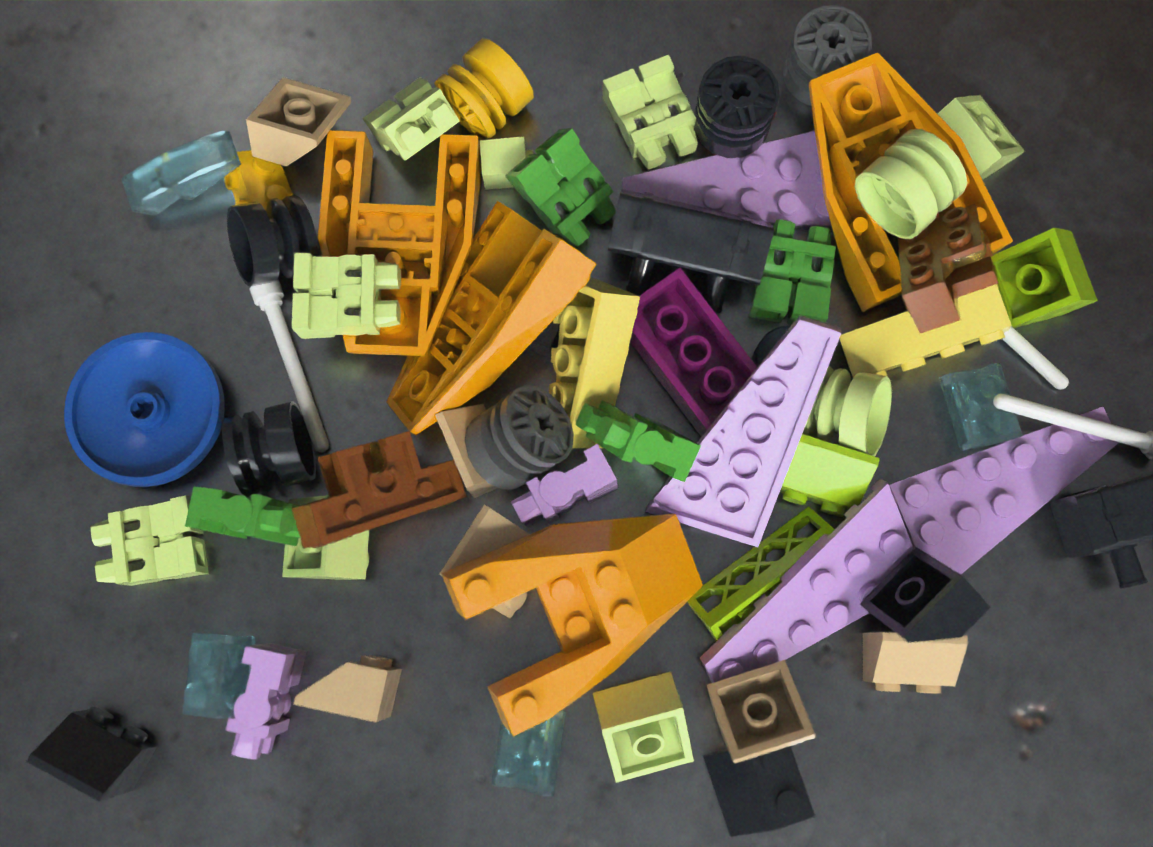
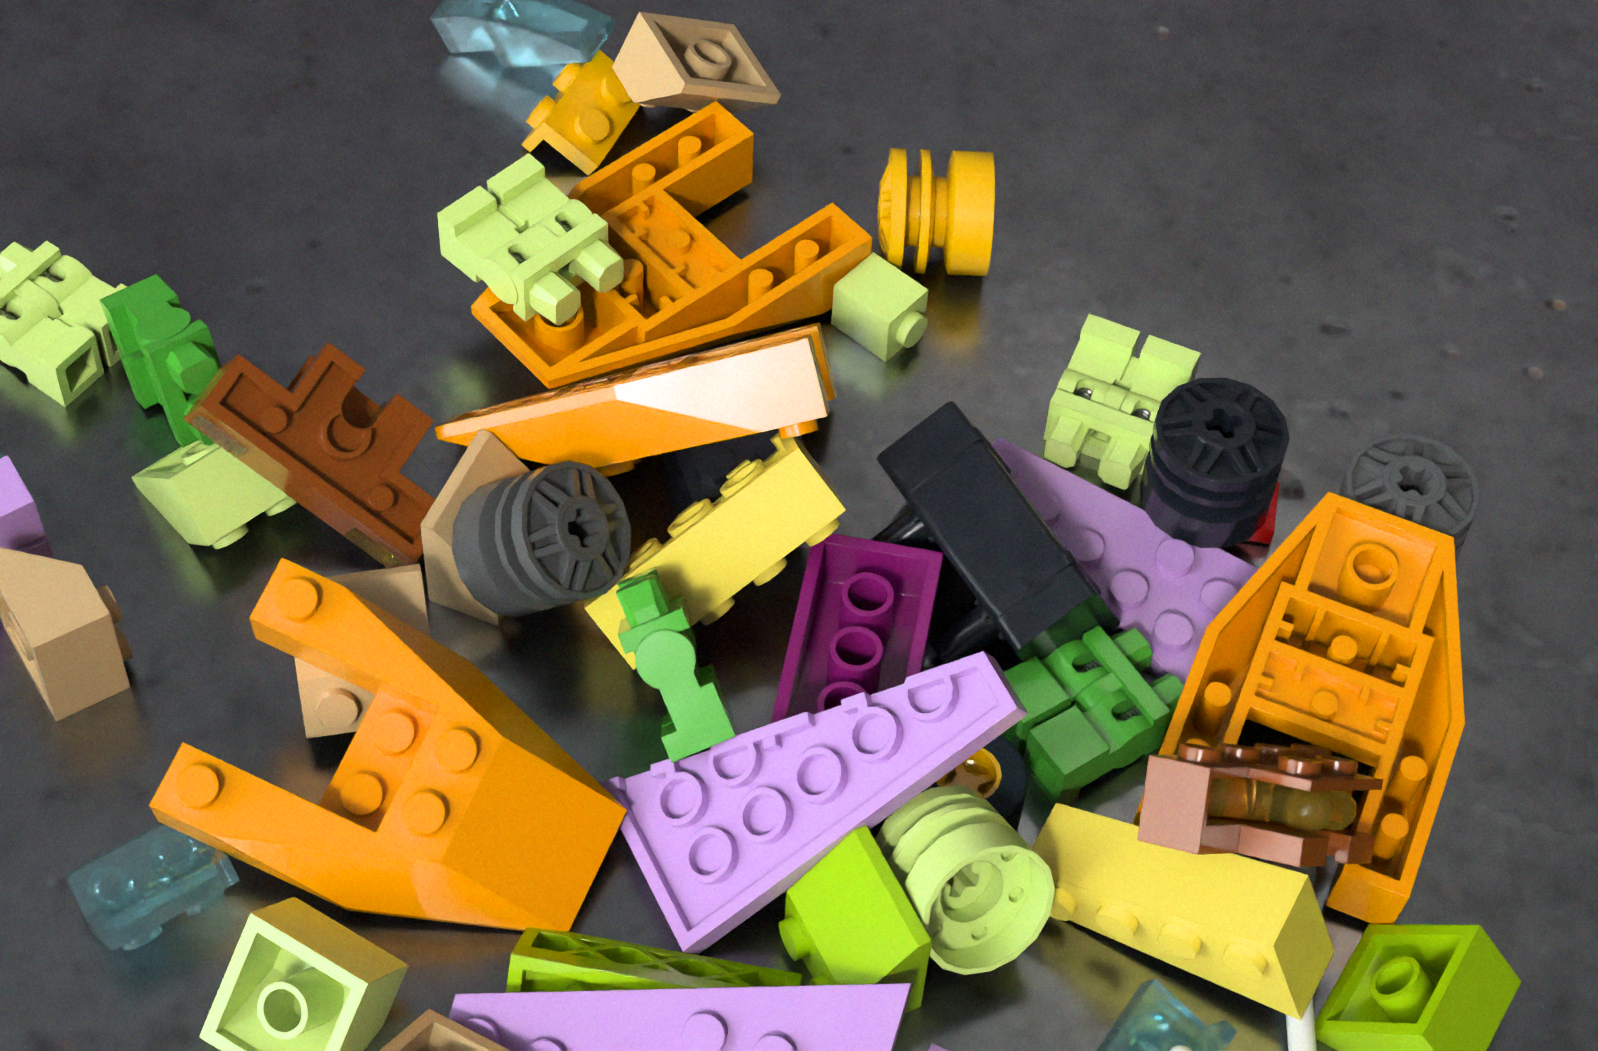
camera: 40 degrees right, 25 degrees down
(144, 409) = (206, 191): blue dish -> none
(261, 450) = (276, 314): black wheel -> none
(267, 239) = (521, 128): black wheel -> none
(269, 299) = (405, 294): white piece -> none
(422, 119) = (823, 169): yellowish green hips -> none
(561, 491) = (541, 659): lavender hips -> none
(563, 186) = (888, 337): bright green hips -> none
(911, 183) = (1328, 676): yellowish green wheel -> none
(982, 133) = (1513, 774): yellowish green slope -> none

